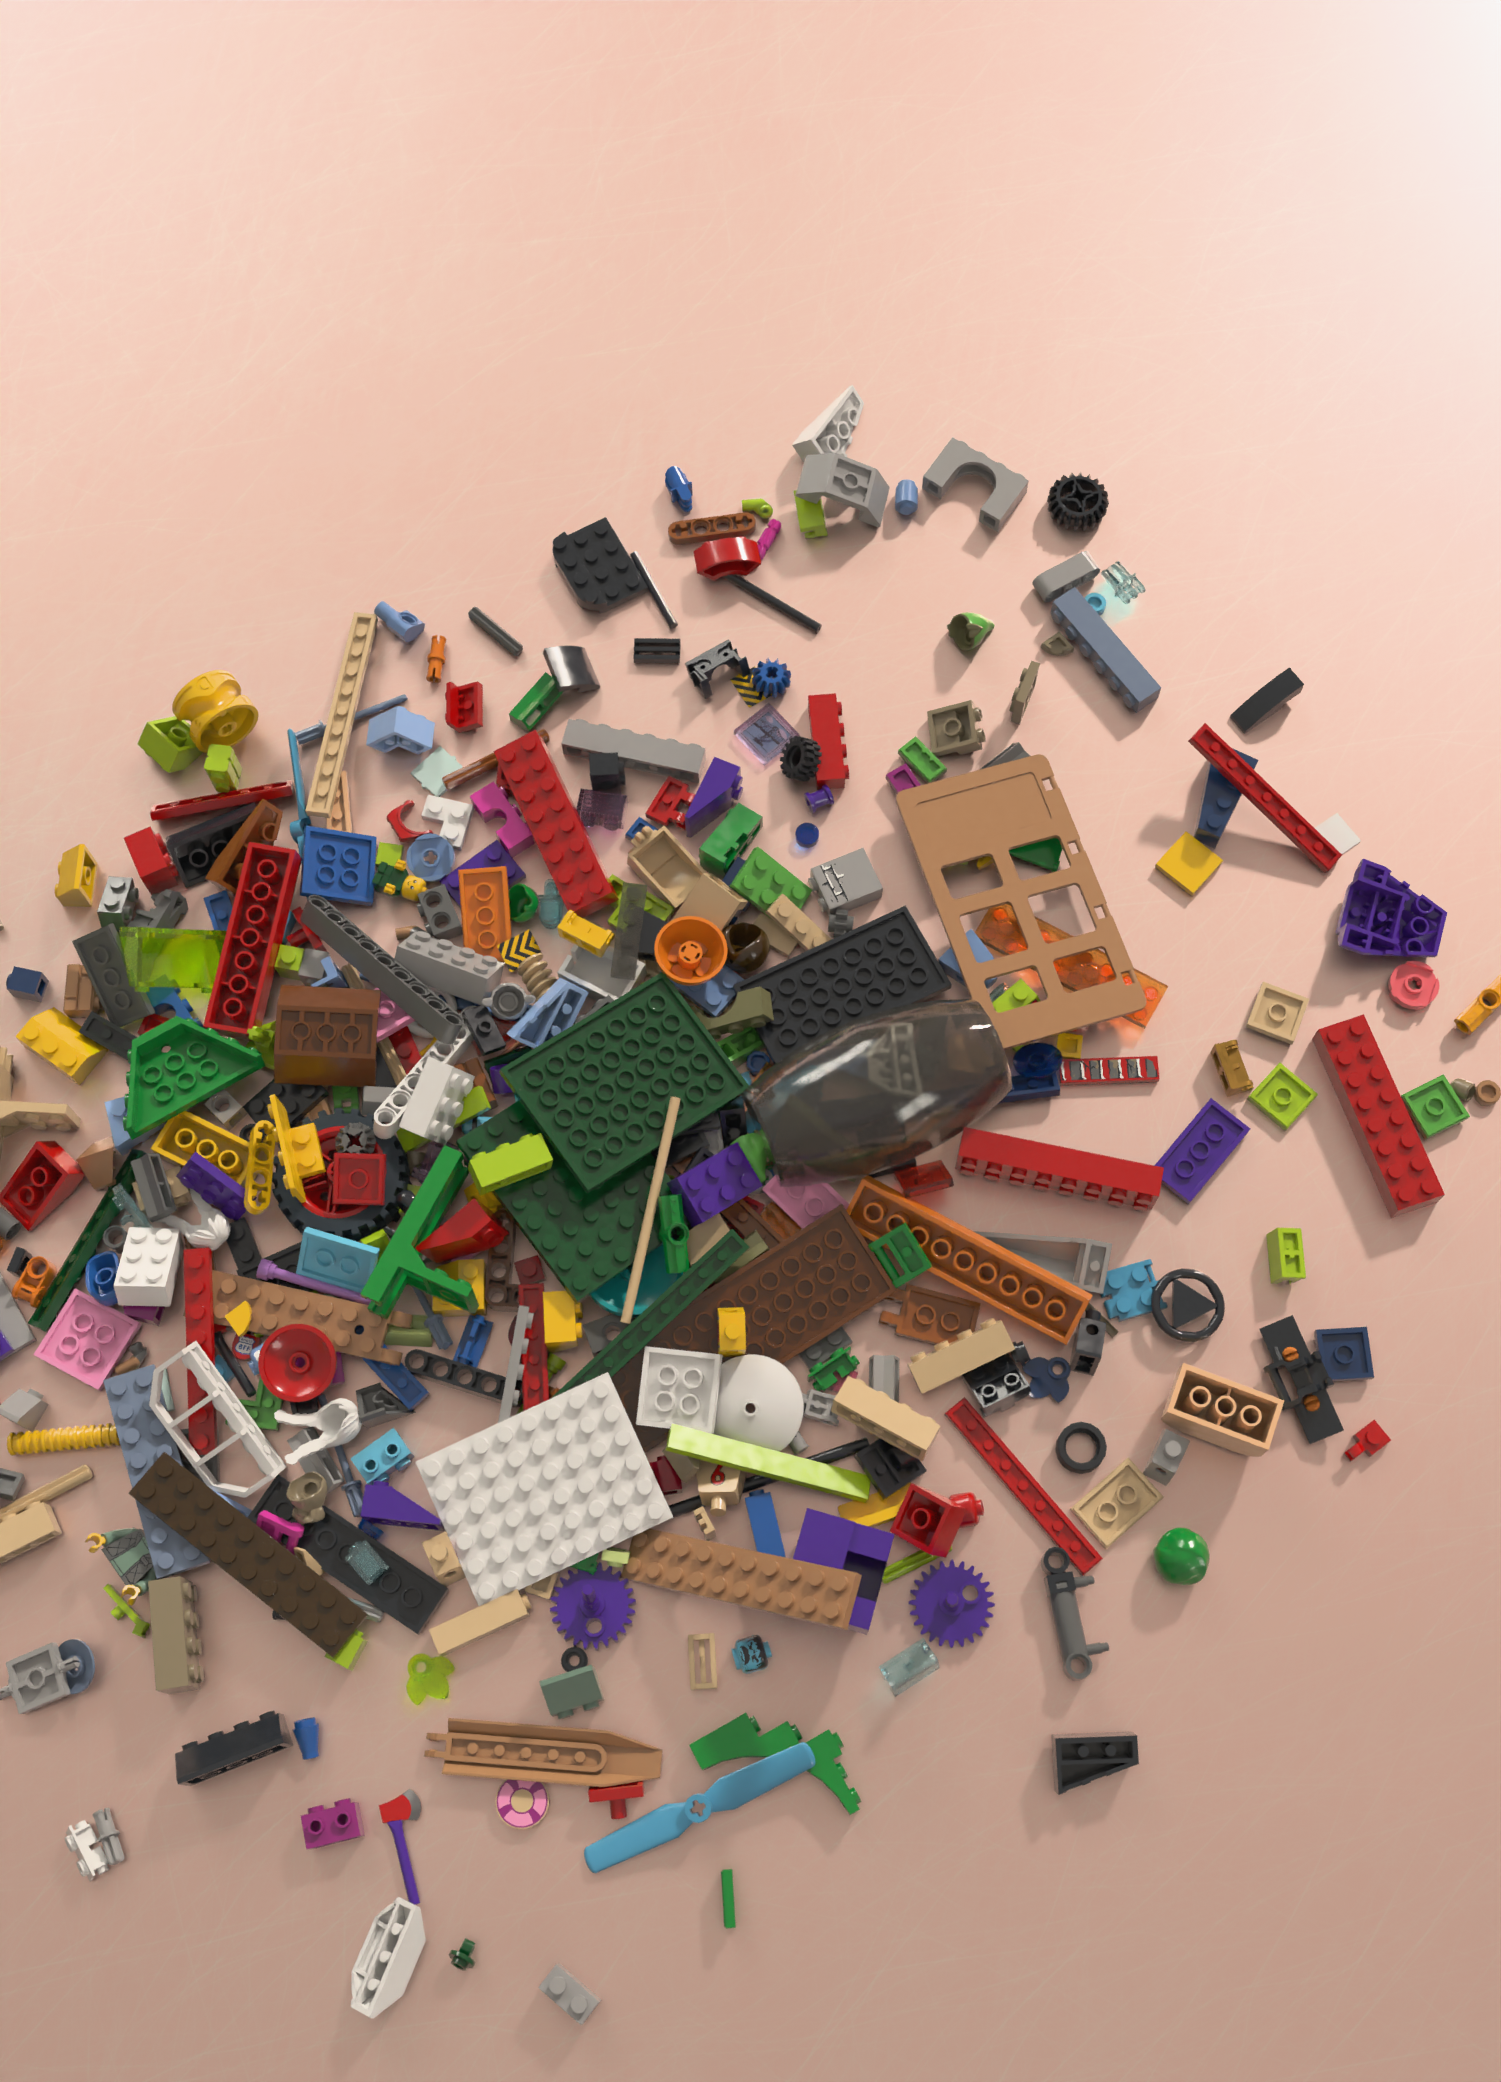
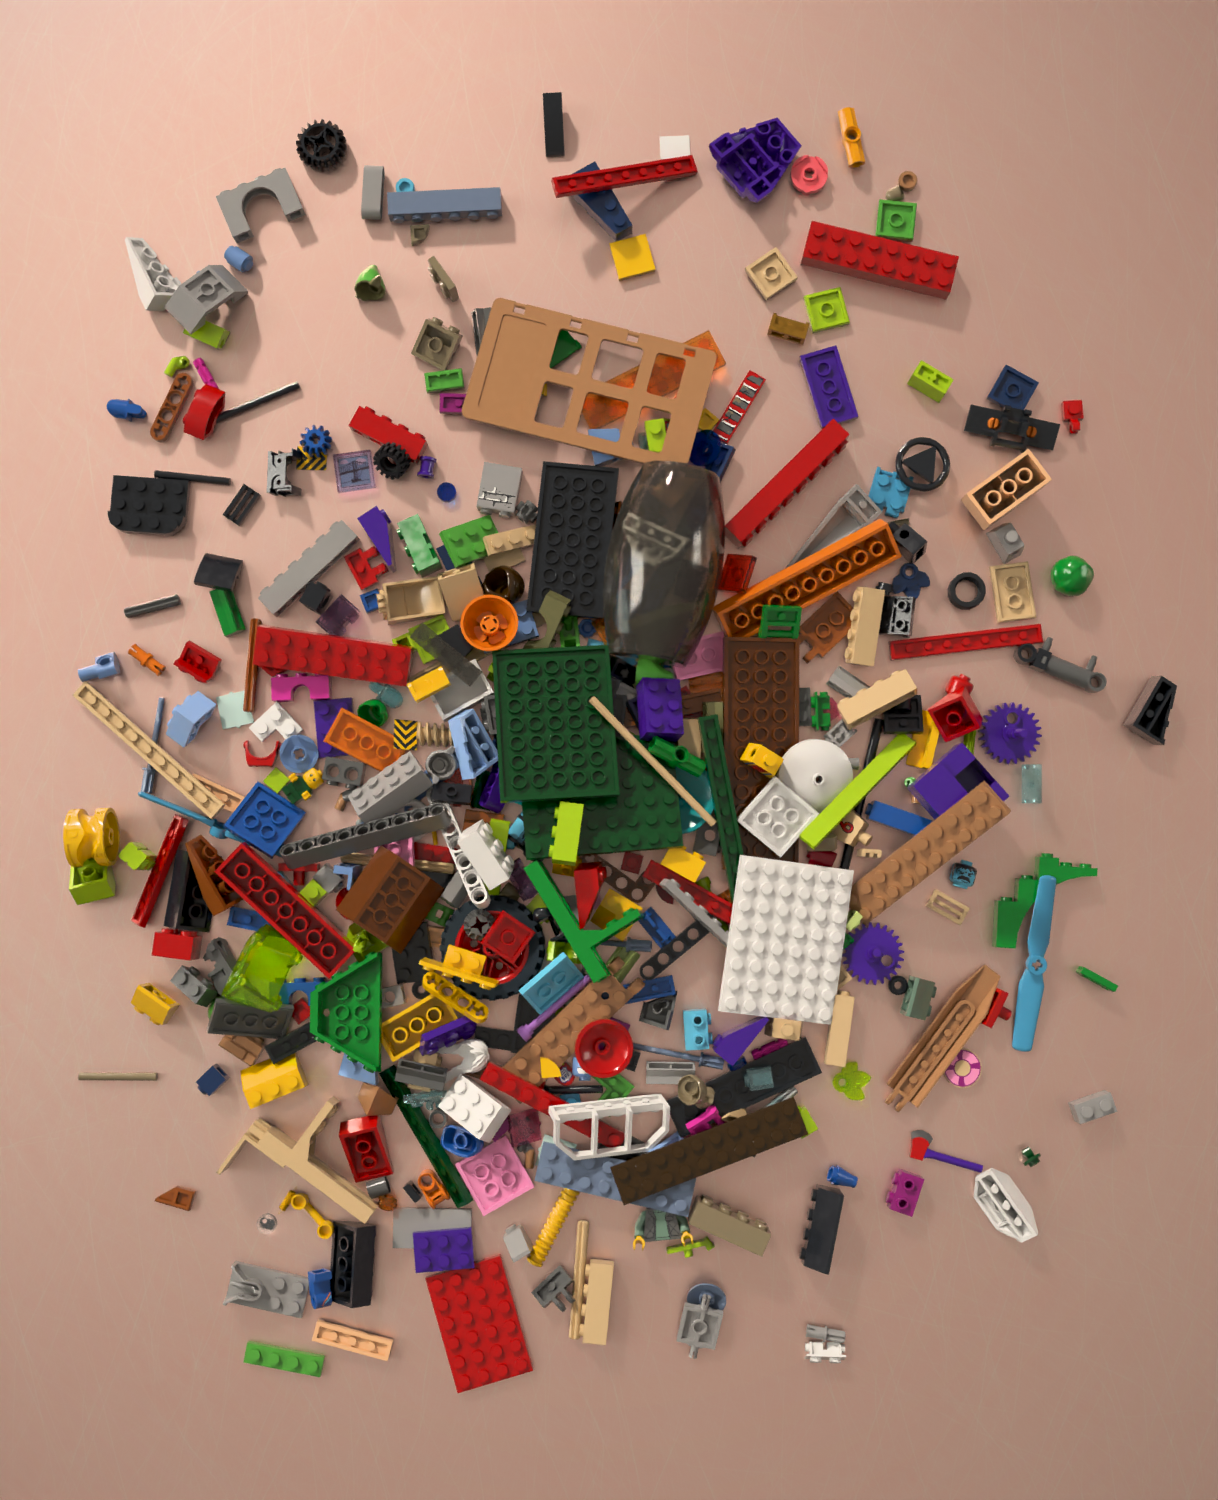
camera: 55 degrees left, 15 degrees up
(159, 1336) = (524, 1127): none -> clear pink piece
(336, 1419) = (655, 1044): white hair -> none
(410, 1556) = (769, 1048): none -> dark pink axle
(1122, 580) = (399, 158): clear light blue arm -> none

